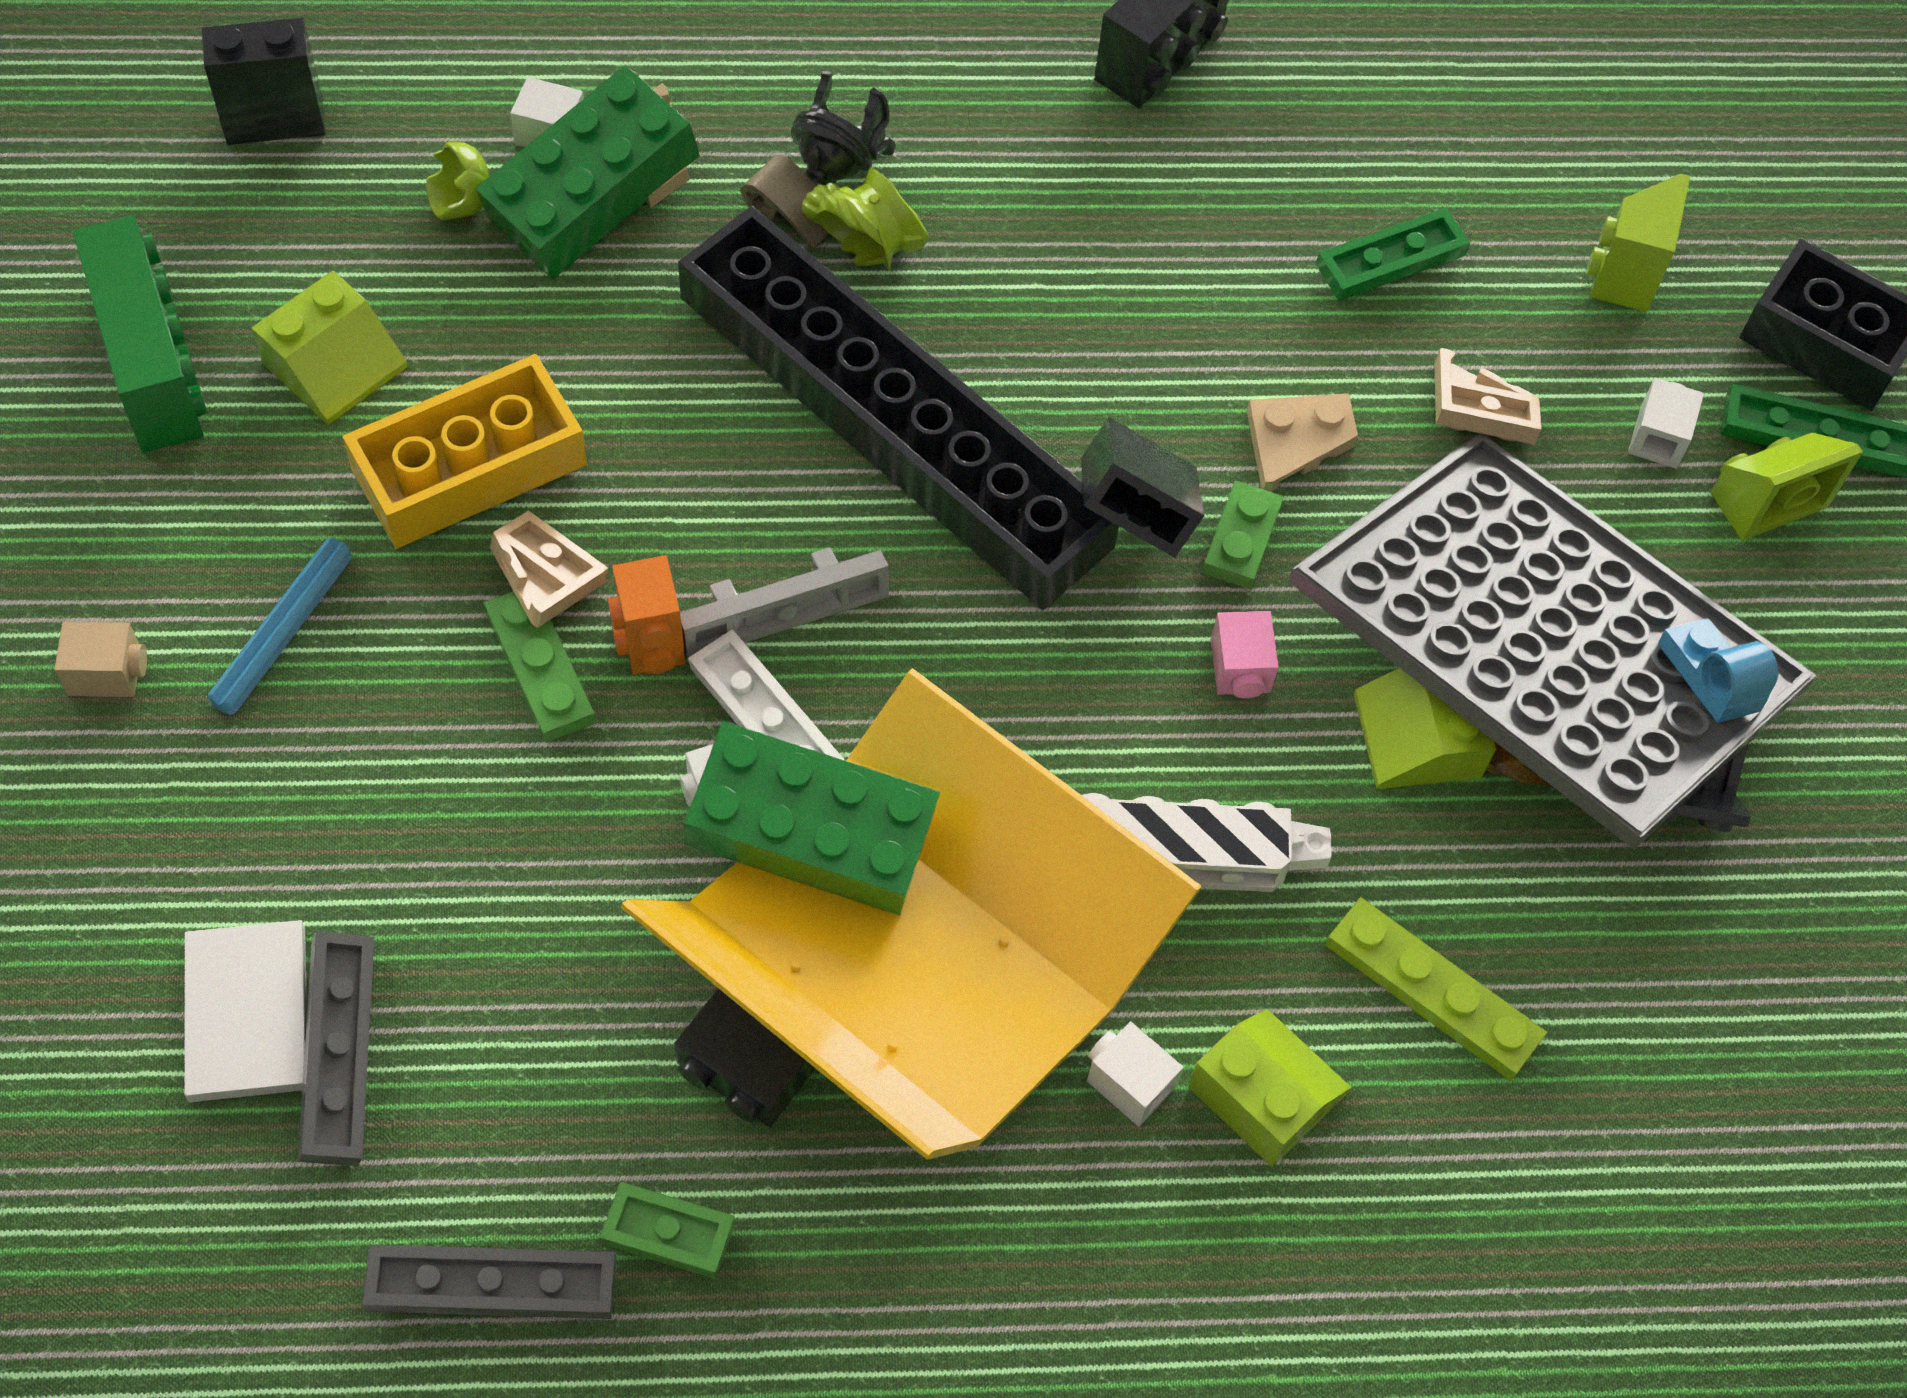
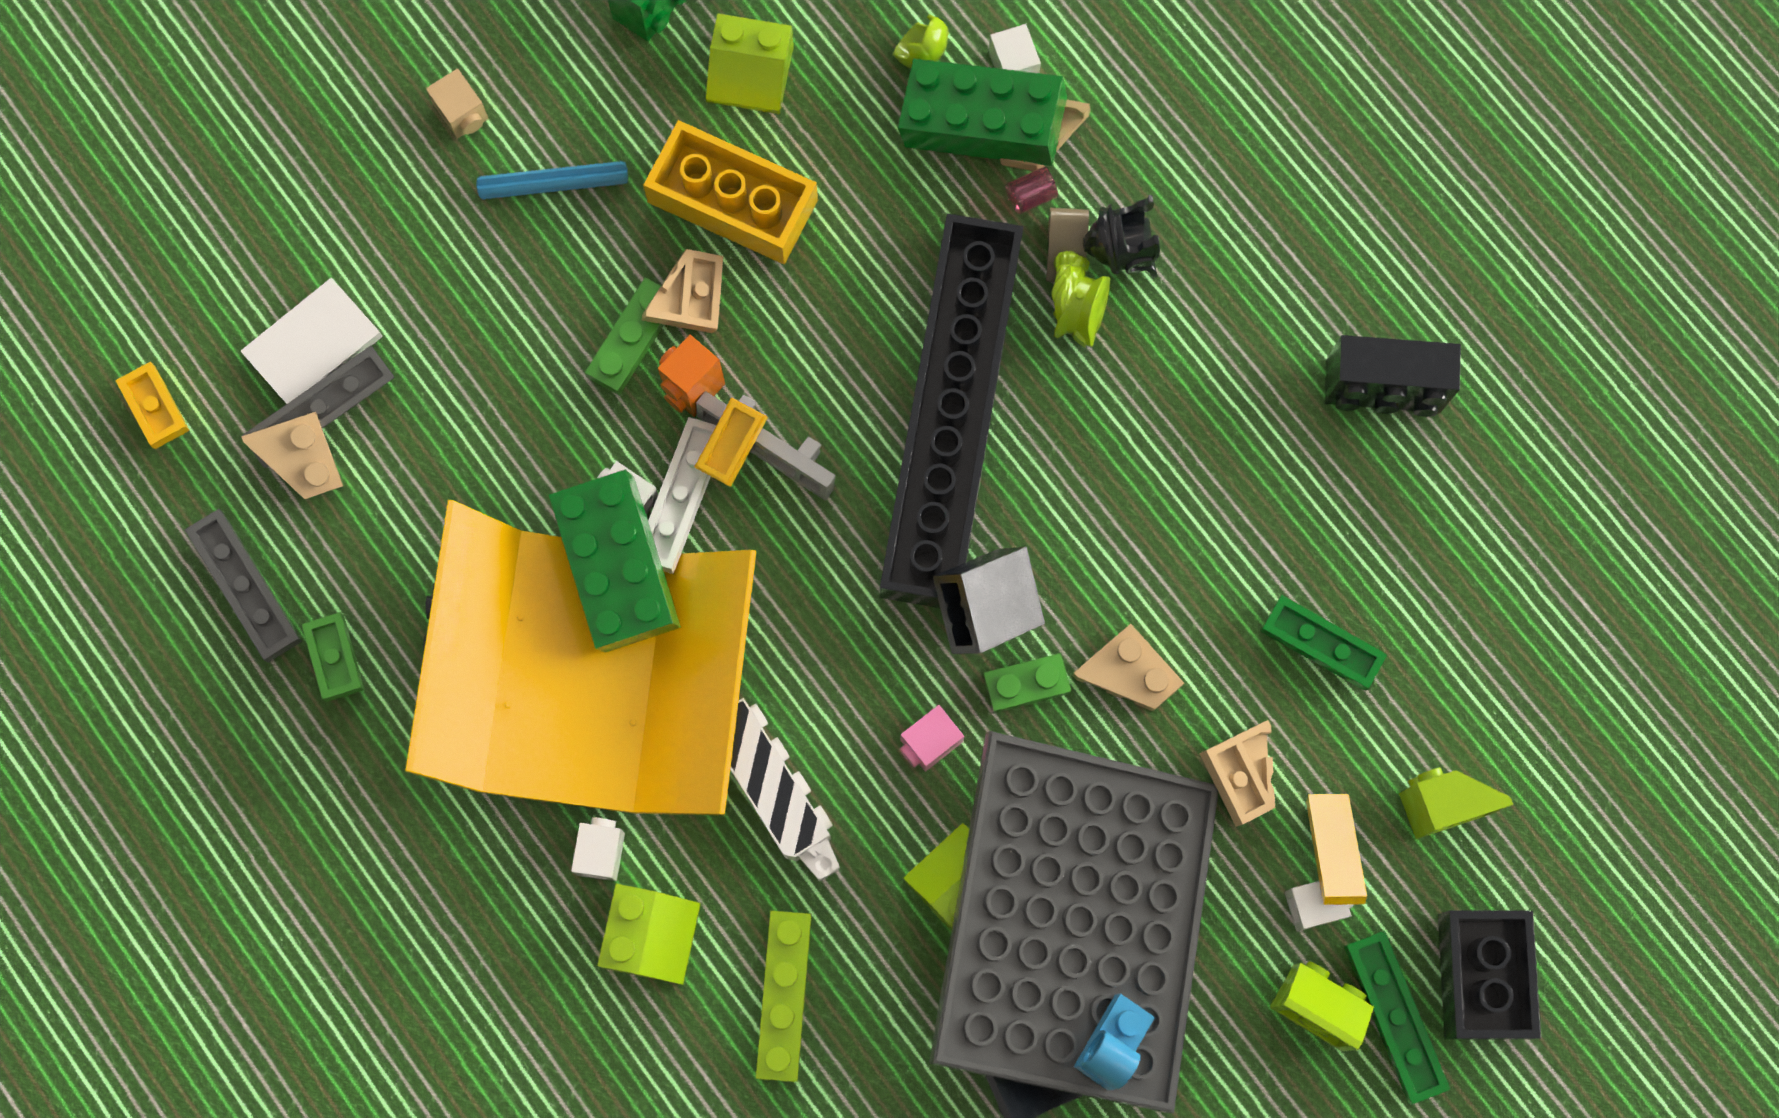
camera: 60 degrees right, 15 degrees up
(162, 1246) = (152, 405): none -> yellow plate
(380, 1104) = (298, 454): none -> tan wing
(706, 194) = (1031, 190): none -> clear pink piece
(761, 622) = (731, 442): none -> yellow tile
(1624, 364) = (1336, 849): none -> yellow tile

